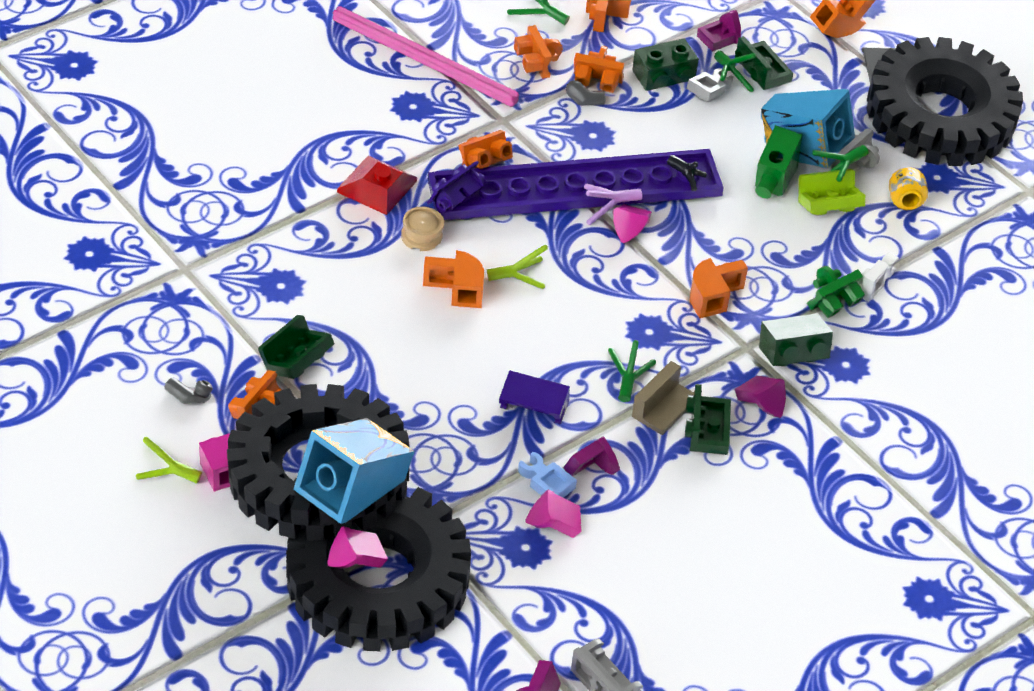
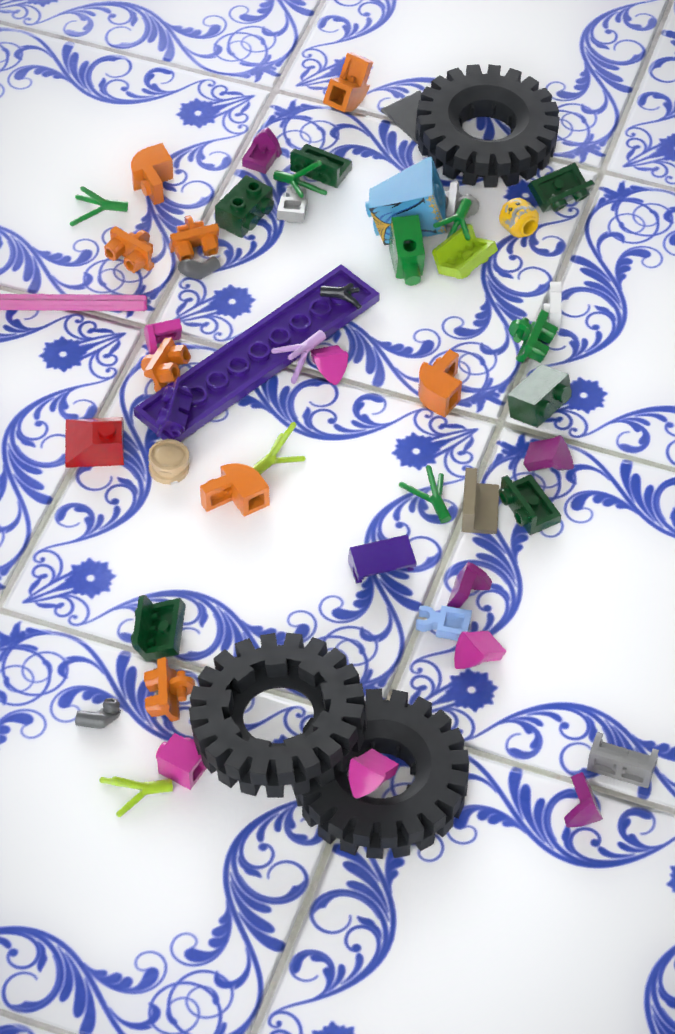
camera: 30 degrees left, 5 degrees up
(351, 467) = (332, 706): dark azure slope -> none
(513, 126) = (156, 332): none -> dark pink tile
(971, 183) = (560, 187): none -> dark green bracket

